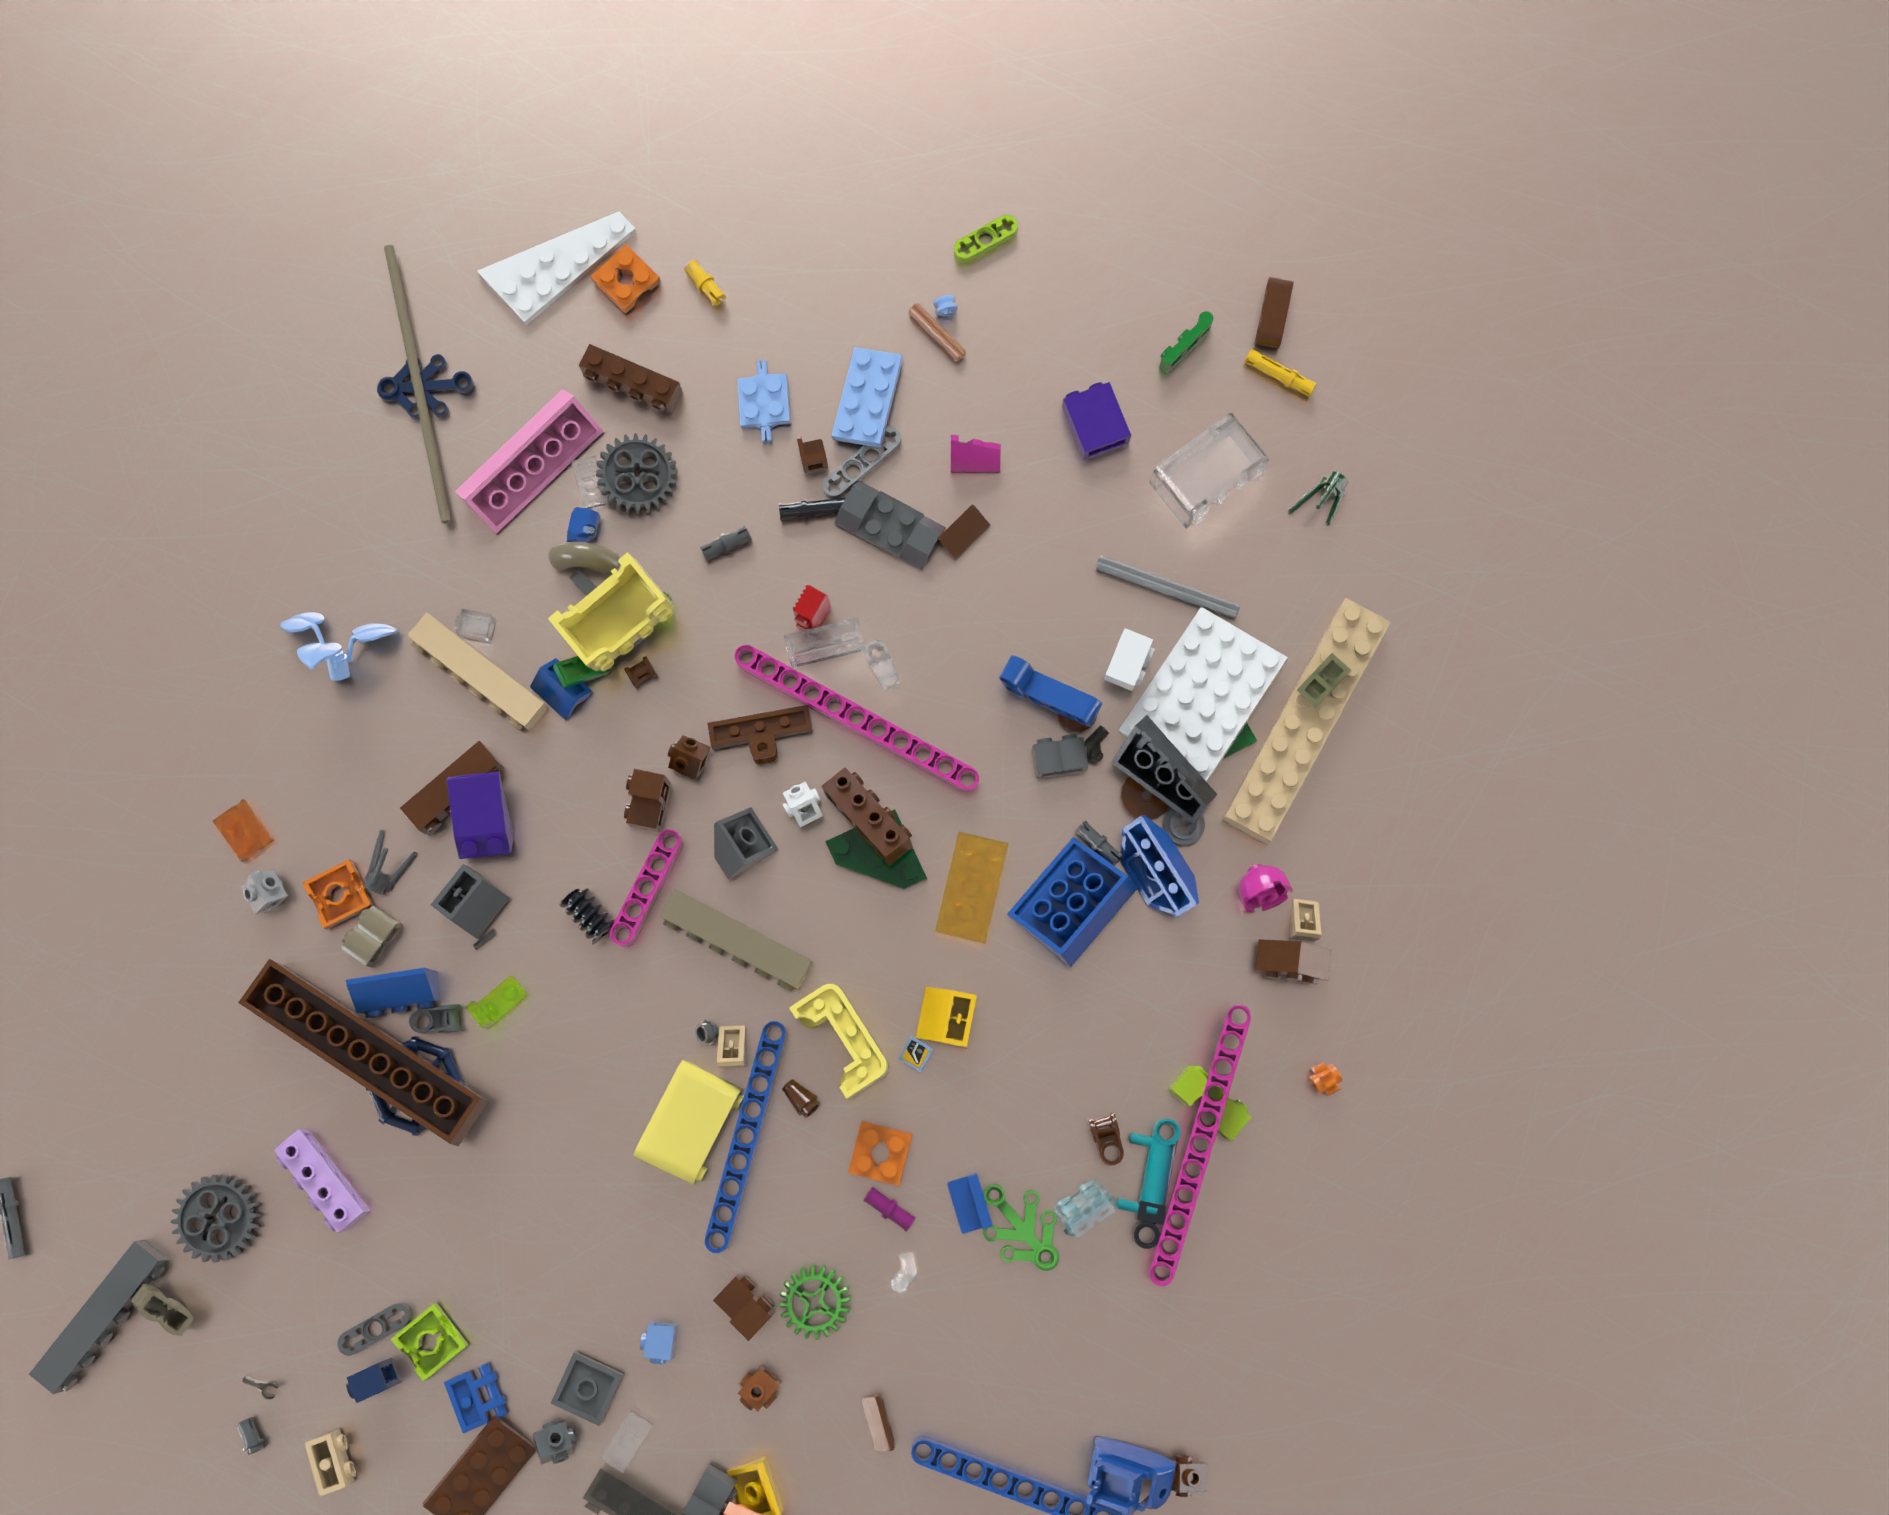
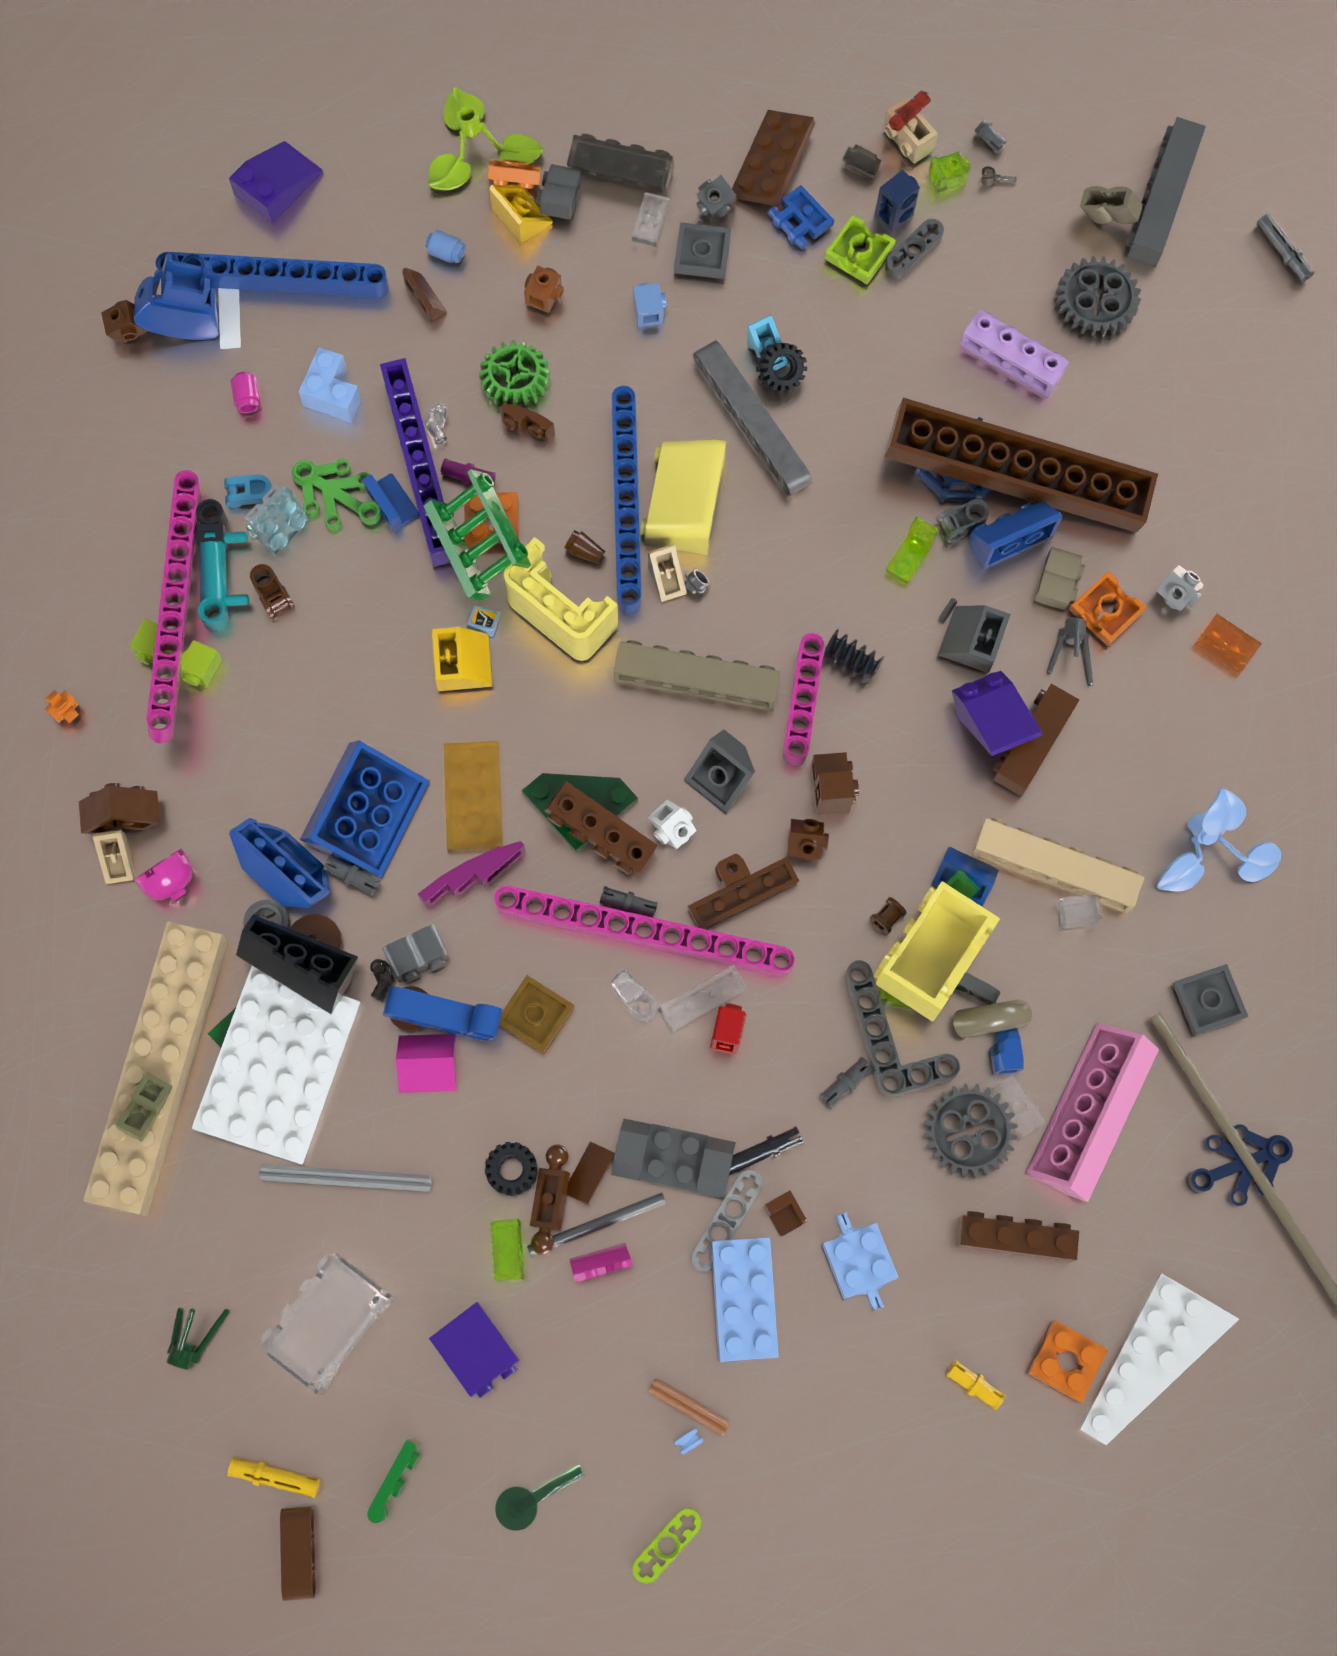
camera: 160 degrees right, 5 degrees down
(315, 1402) = (949, 171): none -> clear neon green brick
(323, 1475) = (909, 111): none -> clear red axle
(391, 1444) = (861, 161): none -> clear smoke brick
(393, 522) = (1210, 999): none -> dark grey plate
(547, 1217) = (796, 366): none -> black tyre
(558, 1257) = (761, 335): none -> medium azure slope
(599, 1188) = (752, 418): none -> flat silver beam
(682, 566) = (885, 1041): none -> dark grey beam
(745, 1306) = (575, 350): reddish brown brick -> none
(824, 1252) = (521, 418): none -> reddish brown slope
(843, 1469) = (445, 246): none -> medium blue brick
(862, 749) = (628, 902): none -> dark grey pin
(921, 1111) = (454, 542): none -> green fence
(933, 1233) = (415, 449): none -> dark purple brick
(969, 491) = (605, 1220): none -> dark grey piece
(970, 675) = (535, 1014): none -> pearl gold plate
(982, 815) = (480, 868): none -> magenta slope
(1002, 519) = (549, 1199): none -> reddish brown plate
(1006, 1338) = (325, 389): none -> light blue brick
(1027, 568) = (528, 1174): none -> black tyre
(1049, 487) = (507, 1250): none -> clear neon green brick
(1075, 662) = (426, 1063): none -> dark pink slope
(1080, 1457) = (229, 318): none -> white sticker
(1083, 1361) = (245, 392): none -> dark pink brick
(1092, 299) = (518, 1506): none -> clear green piece
(1095, 1253) = (255, 489): none -> dark azure plate
(1129, 658) = (365, 1072): white brick -> none

